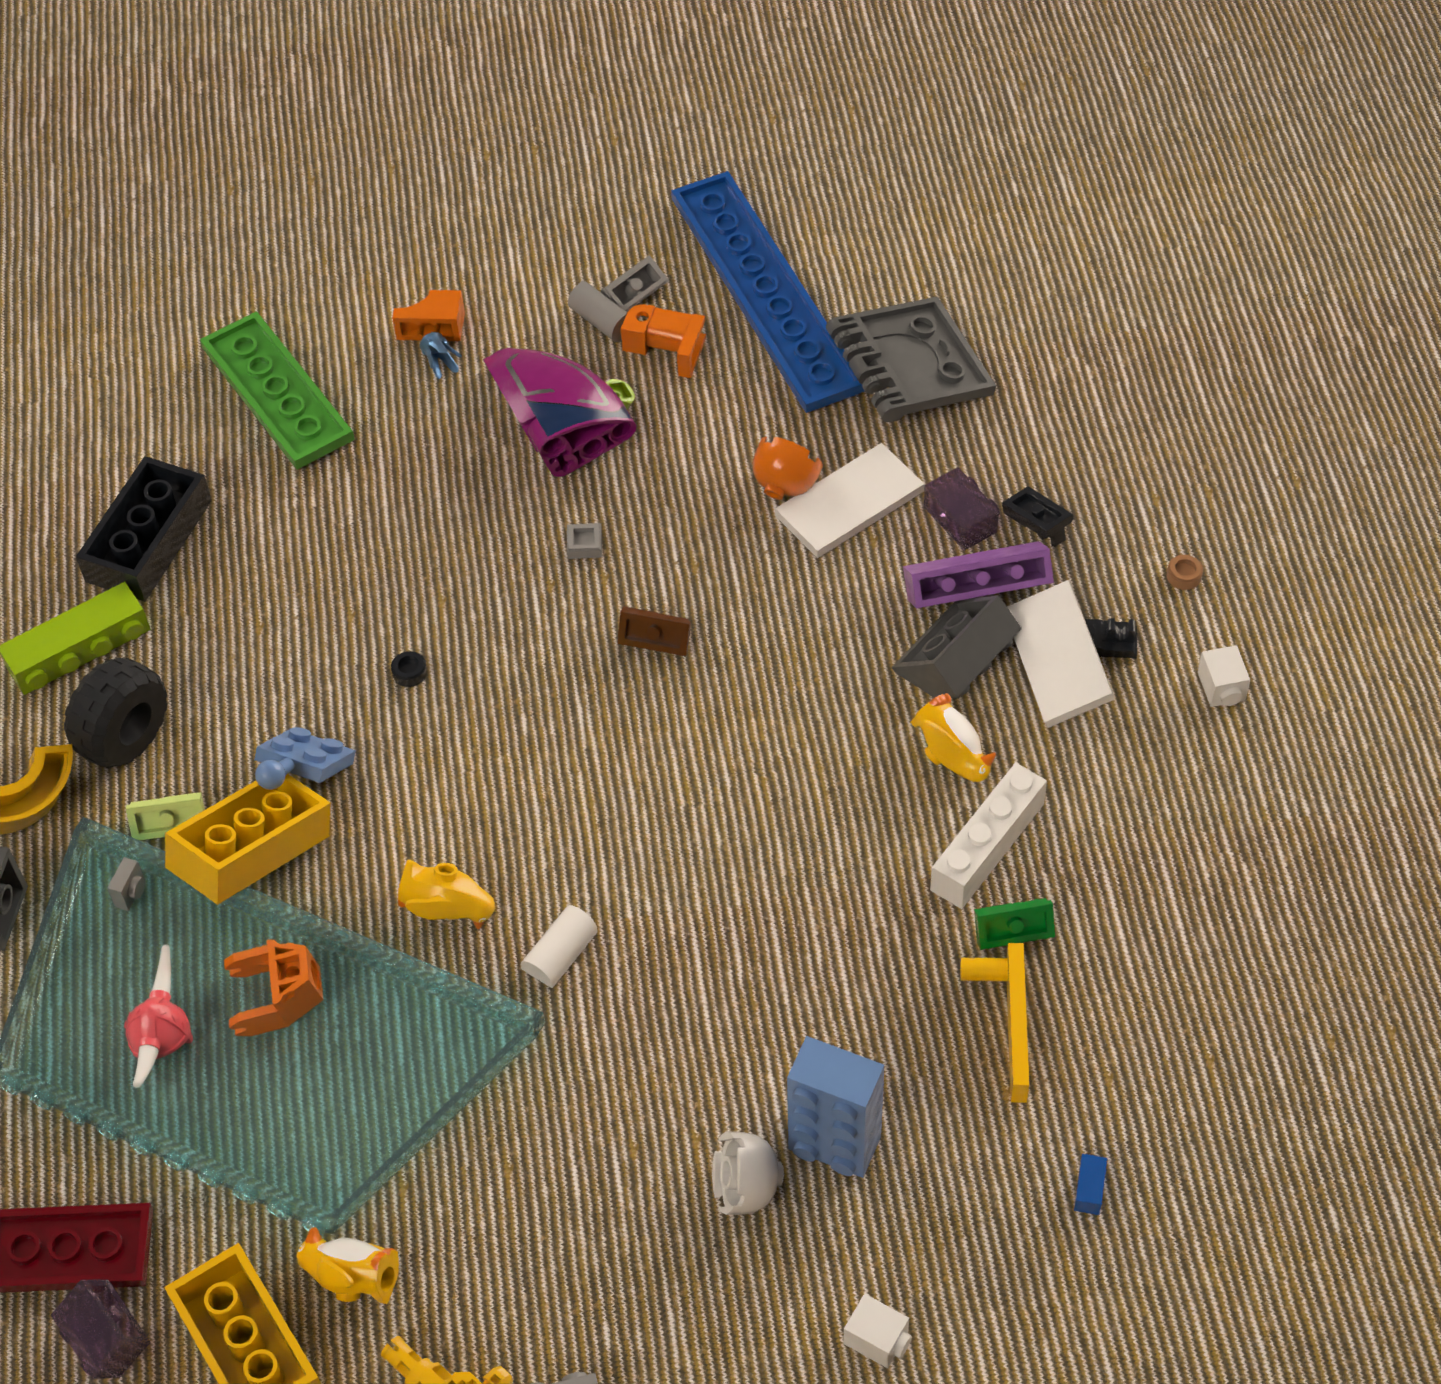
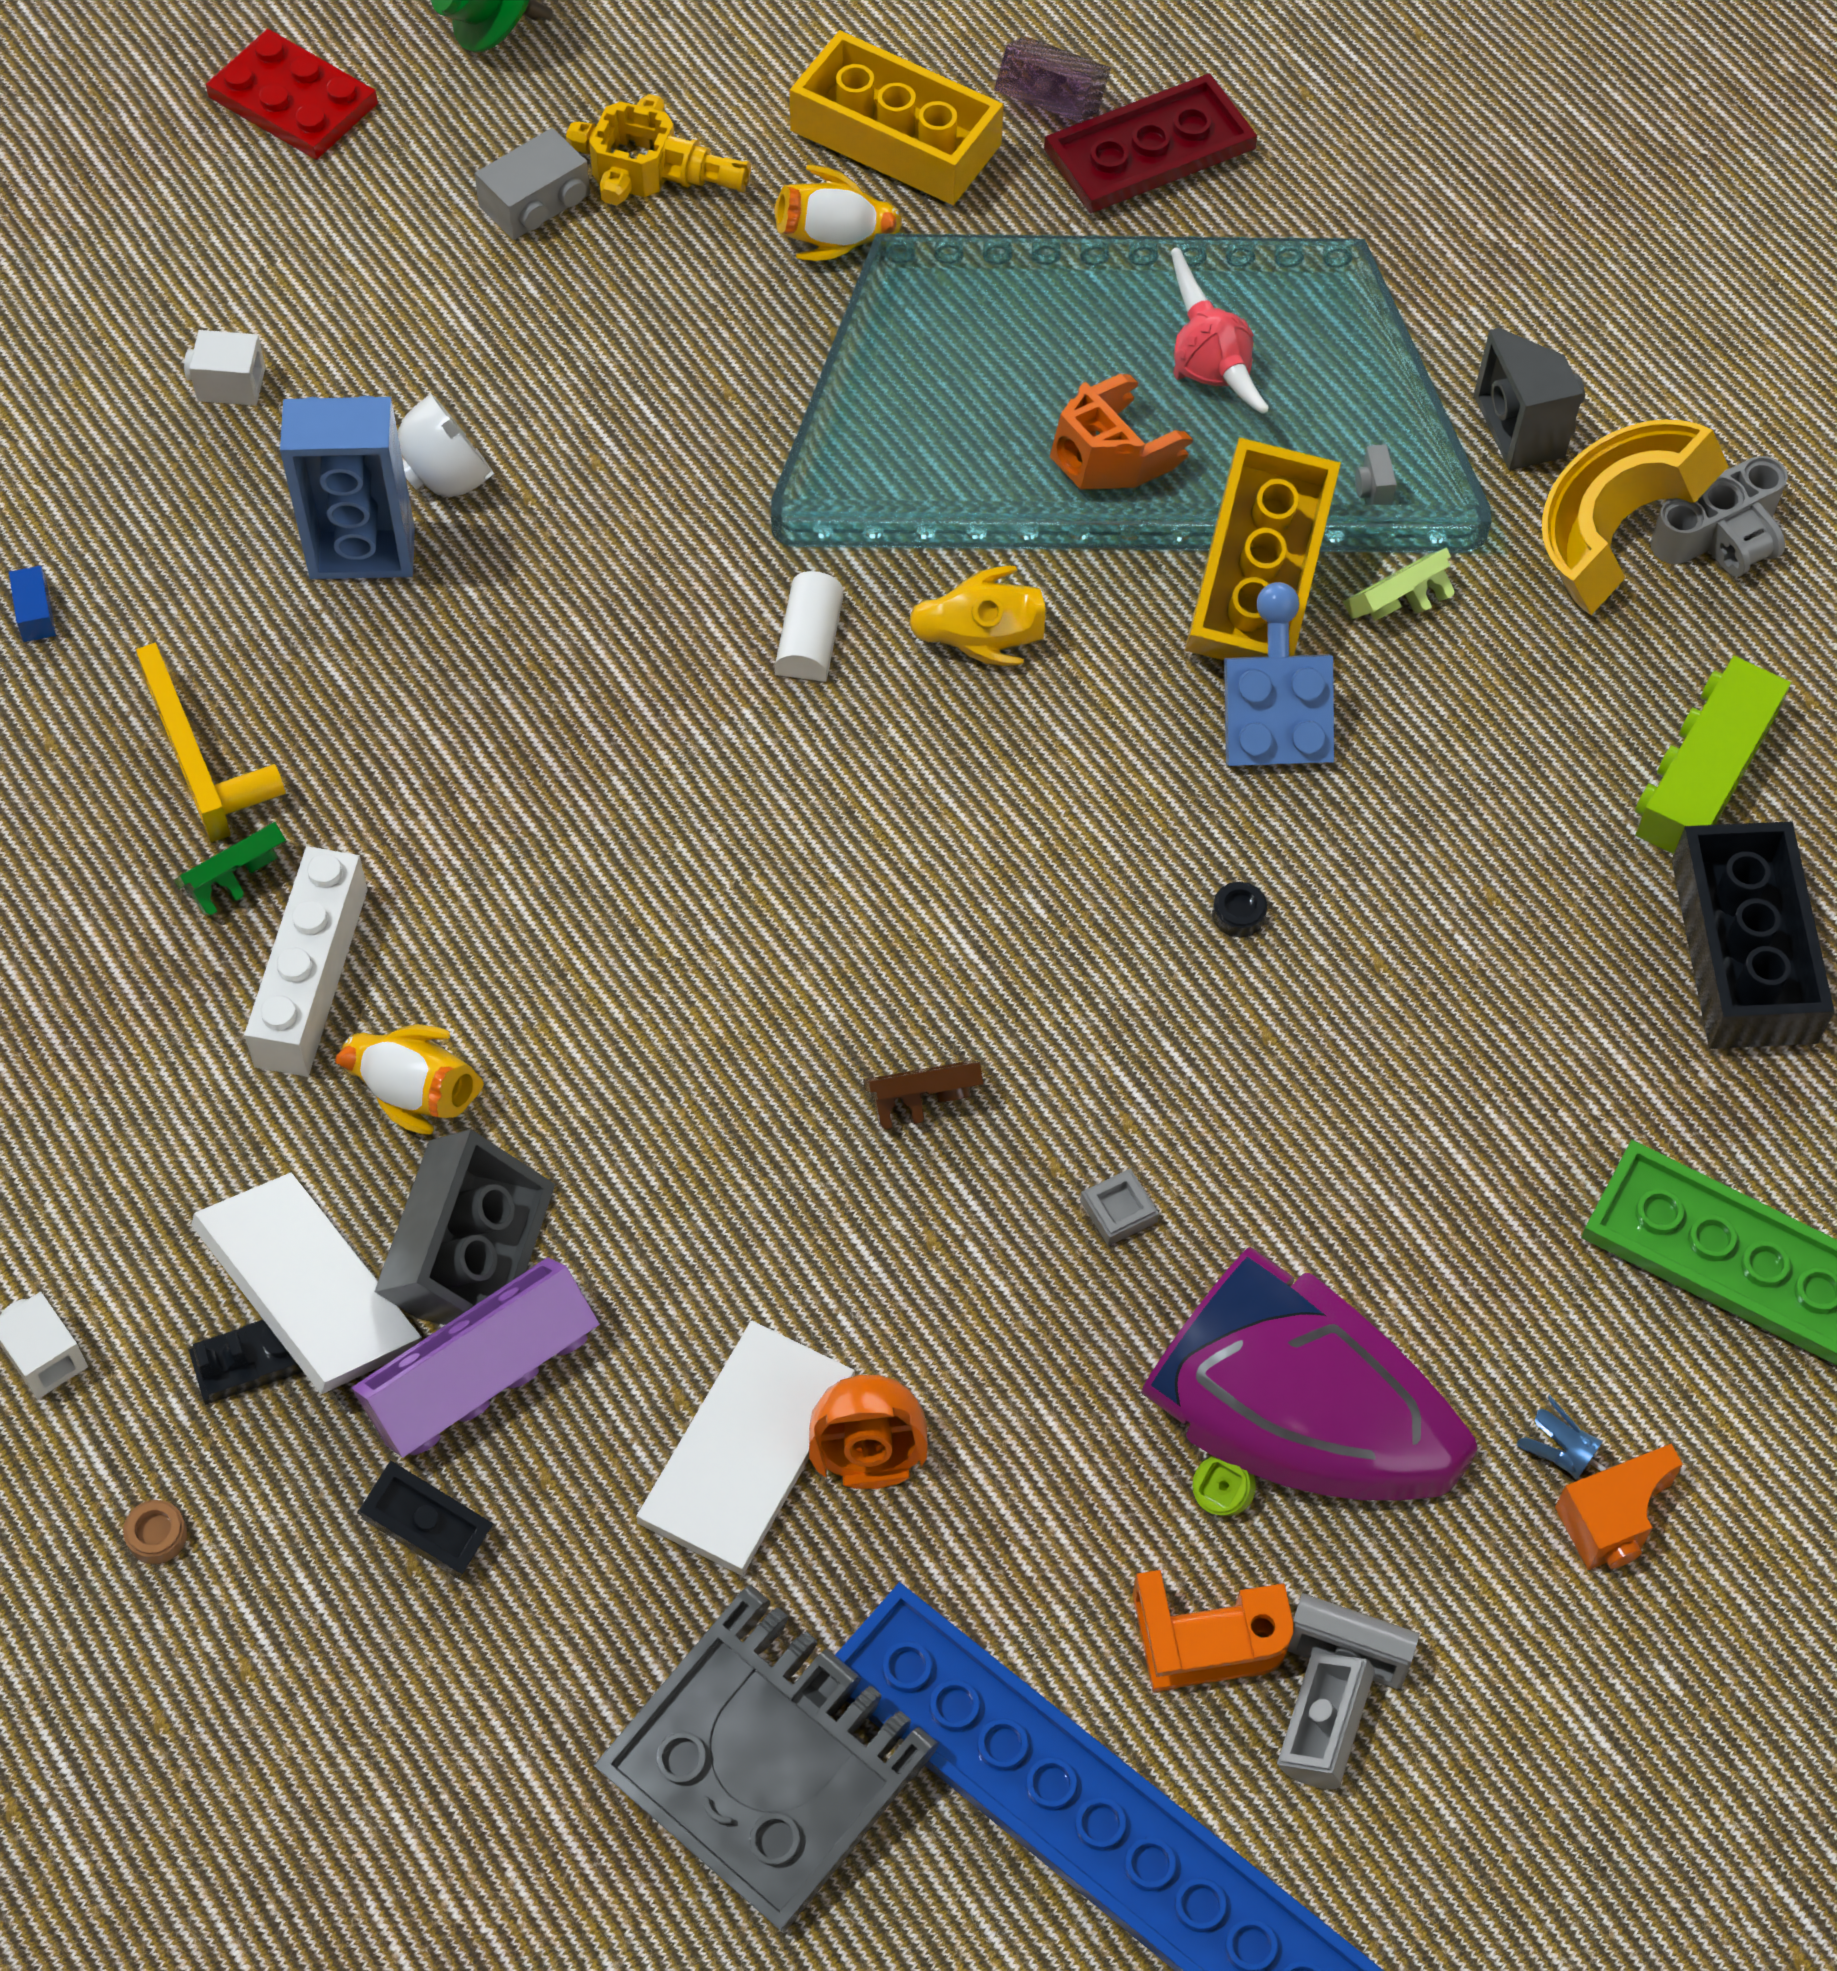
camera: 150 degrees right, 5 degrees up
(115, 712) = (1555, 644): black tyre -> none
(961, 508) = (554, 1486): brick -> none

